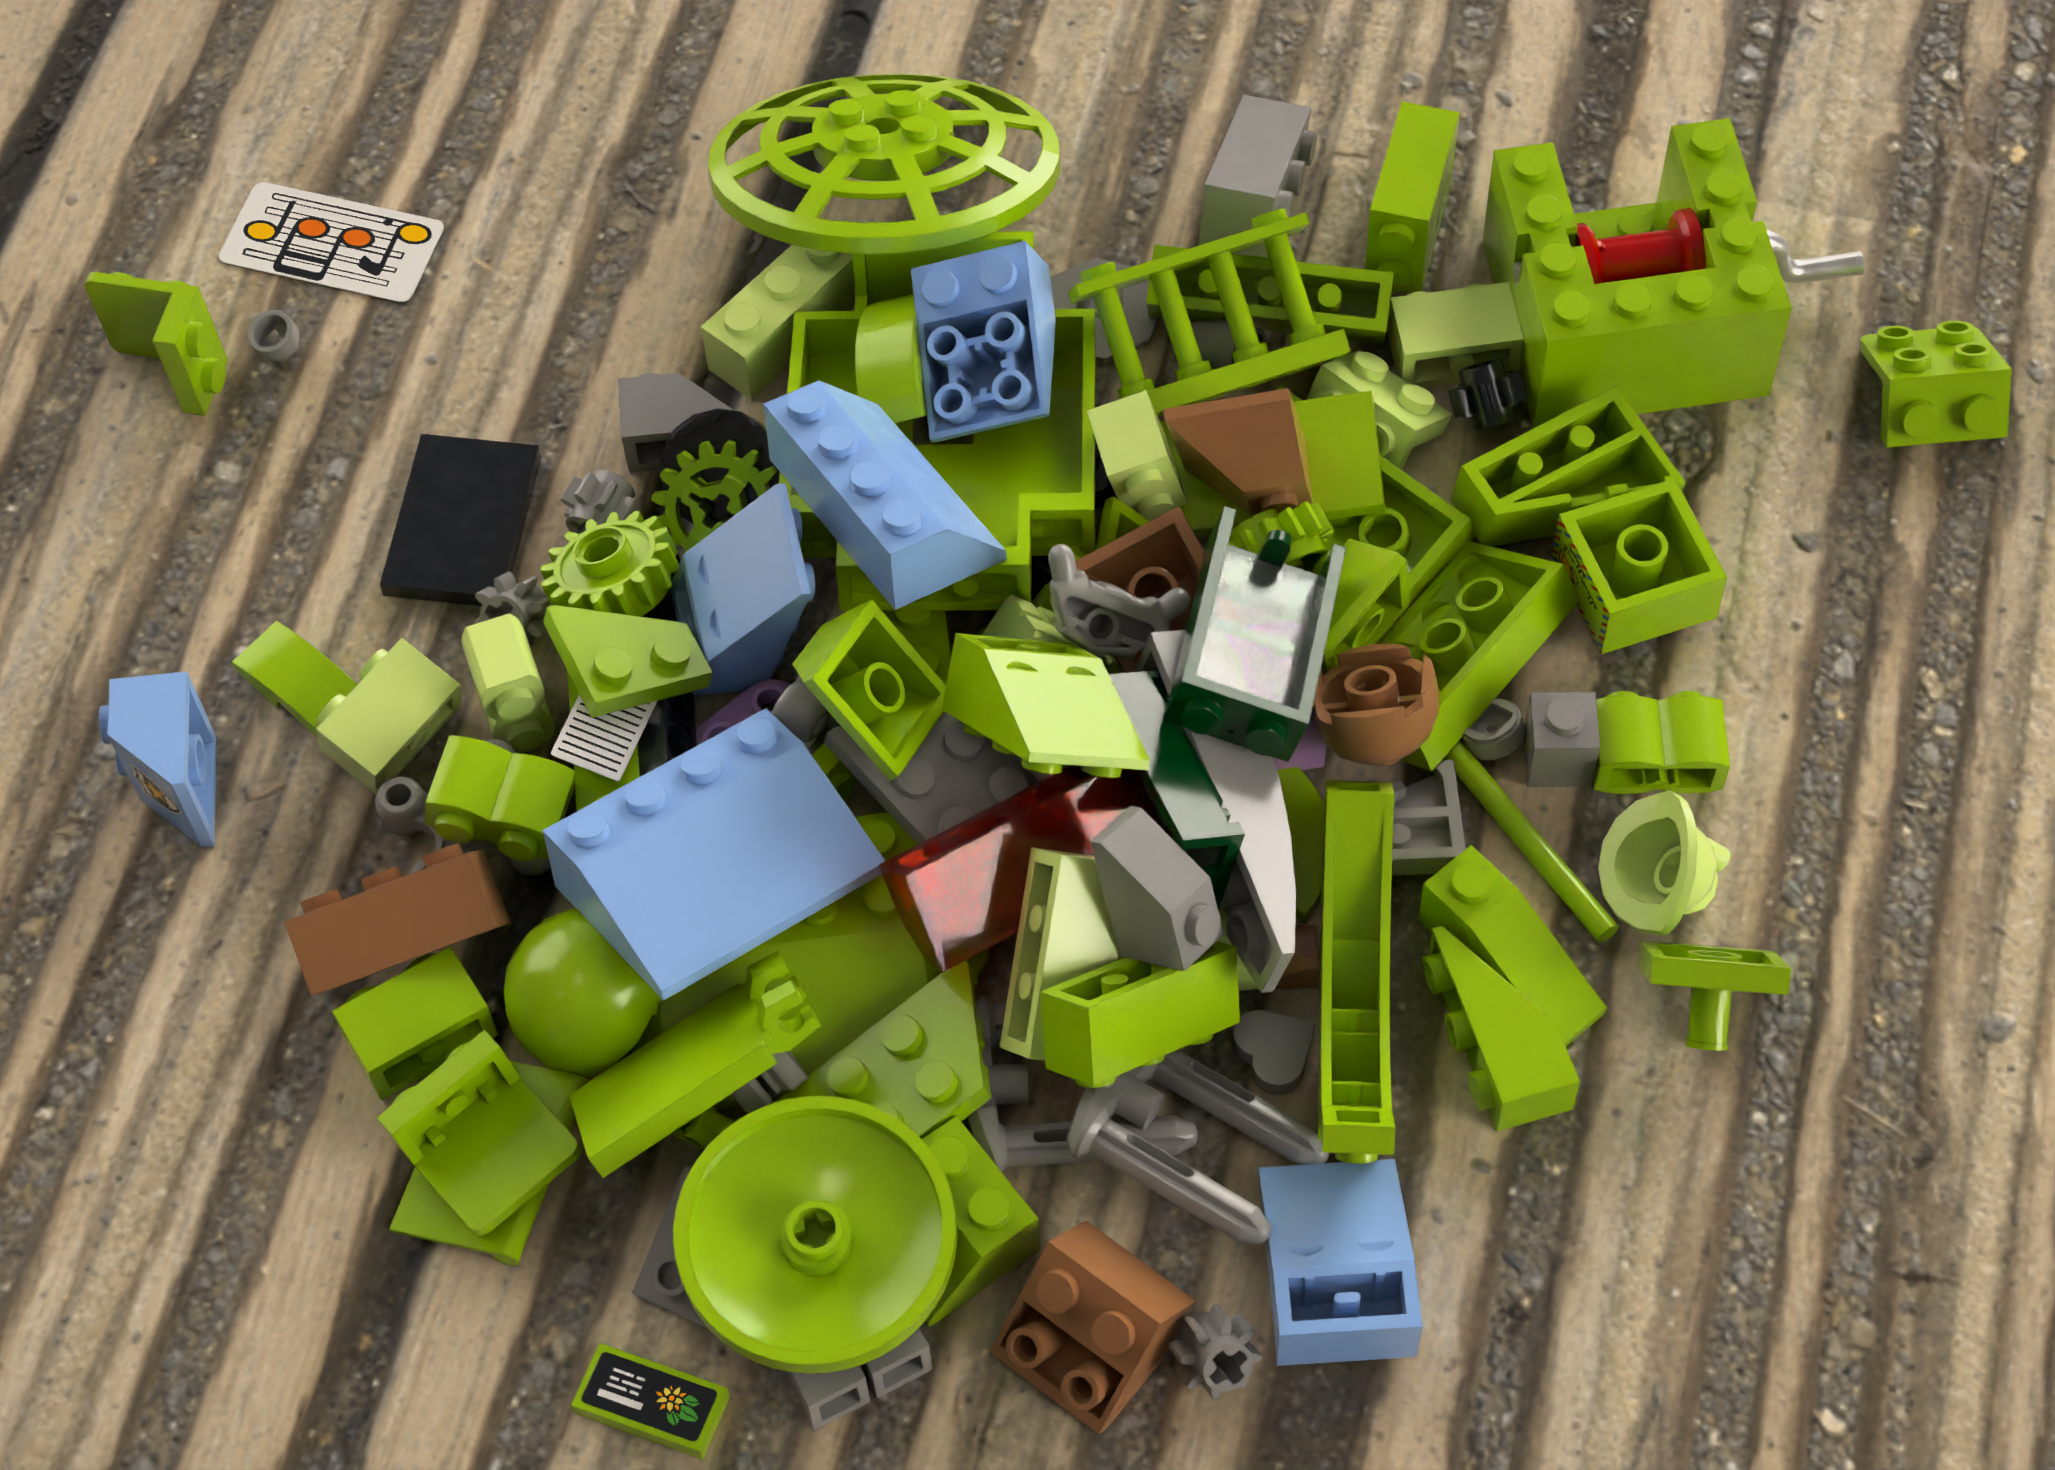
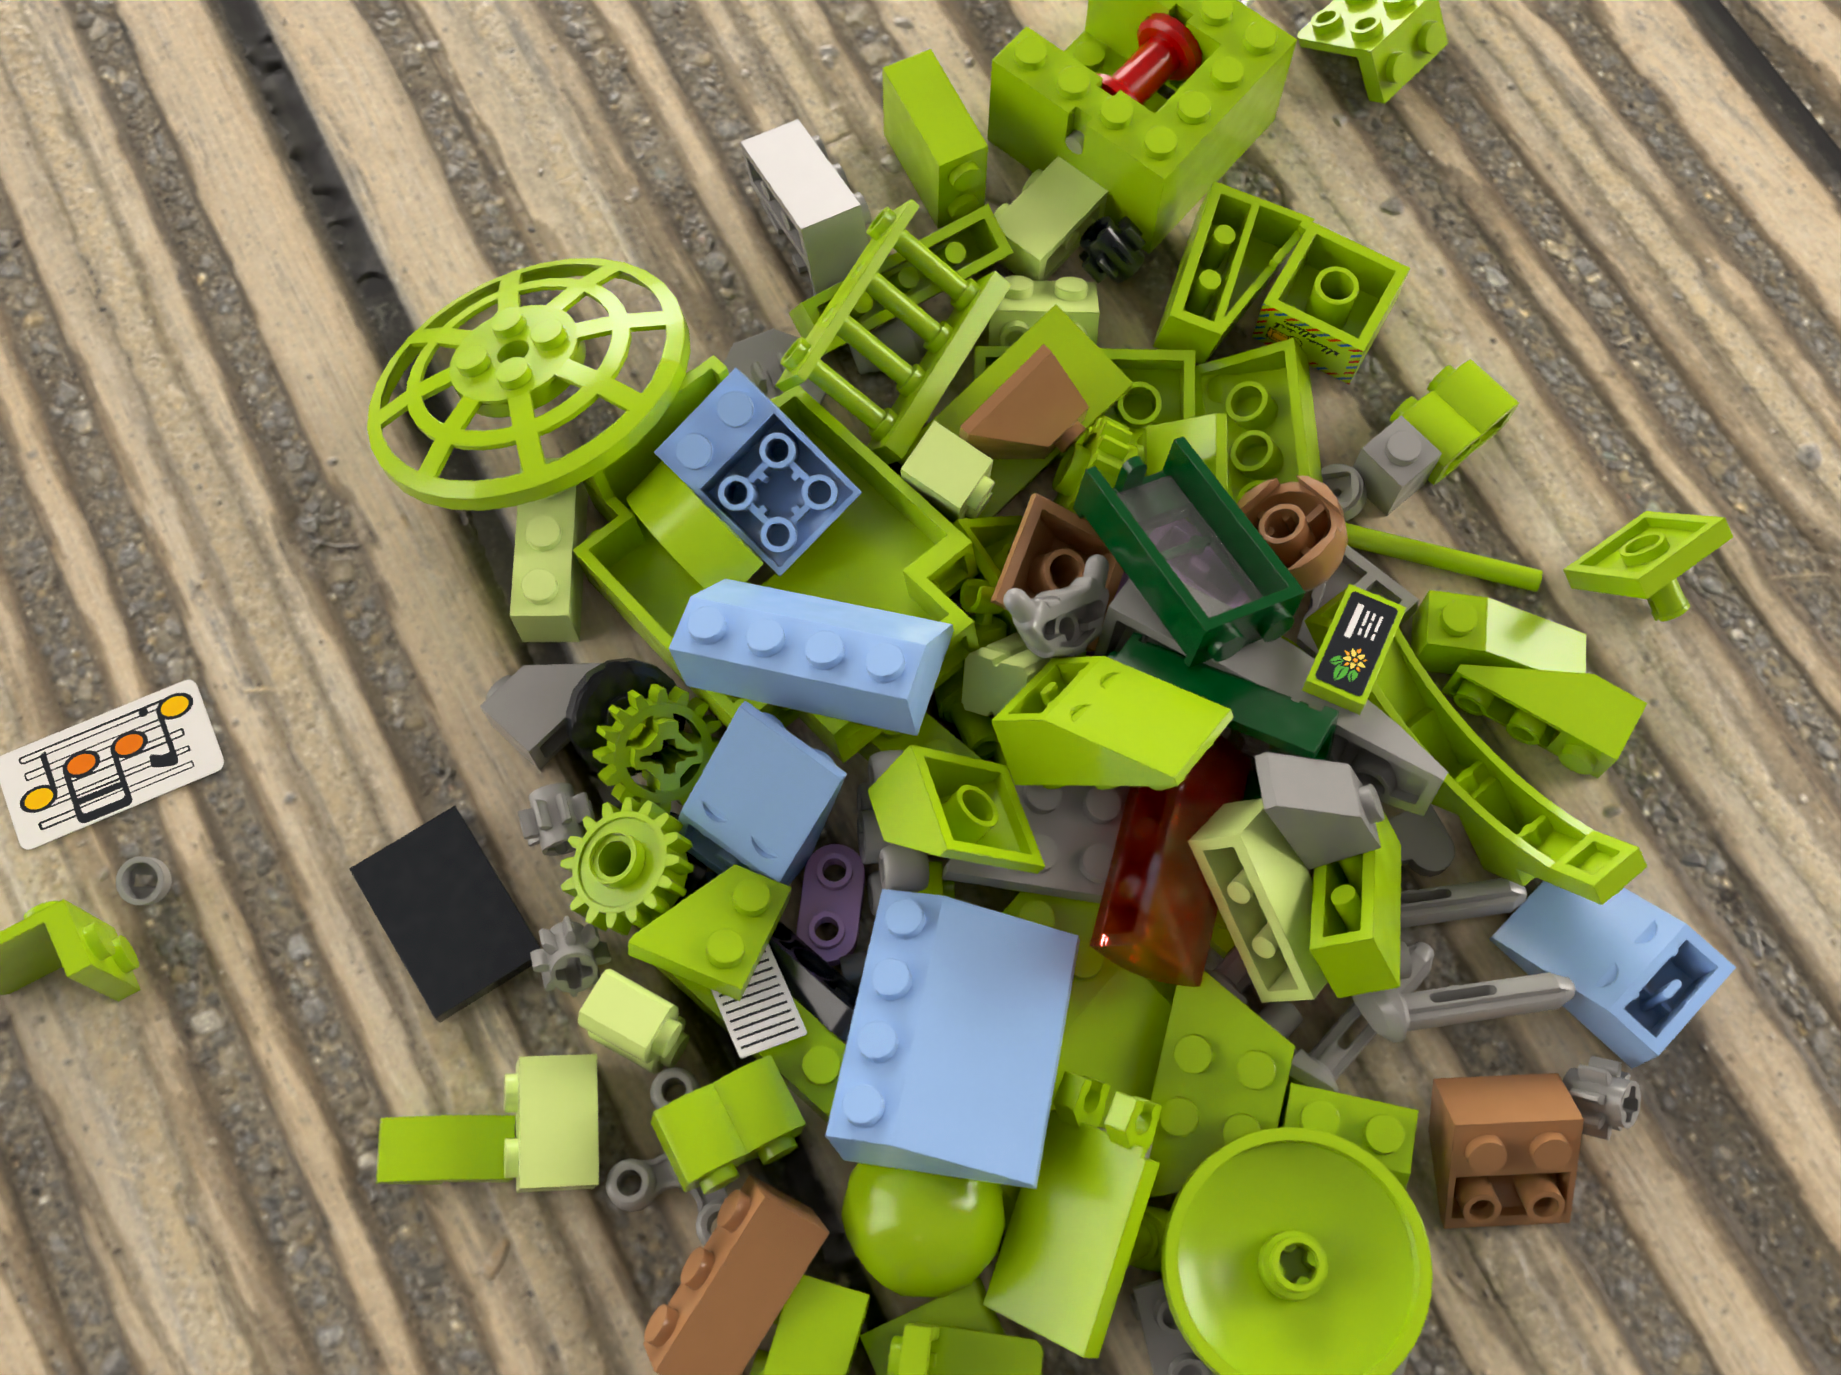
camera: 45 degrees left, 10 degrees up
(165, 748) = (401, 1306): light blue slope -> none
(1316, 806) = (1354, 649): none -> tile
(1658, 864) = (1539, 508): yellowish green helmet -> none

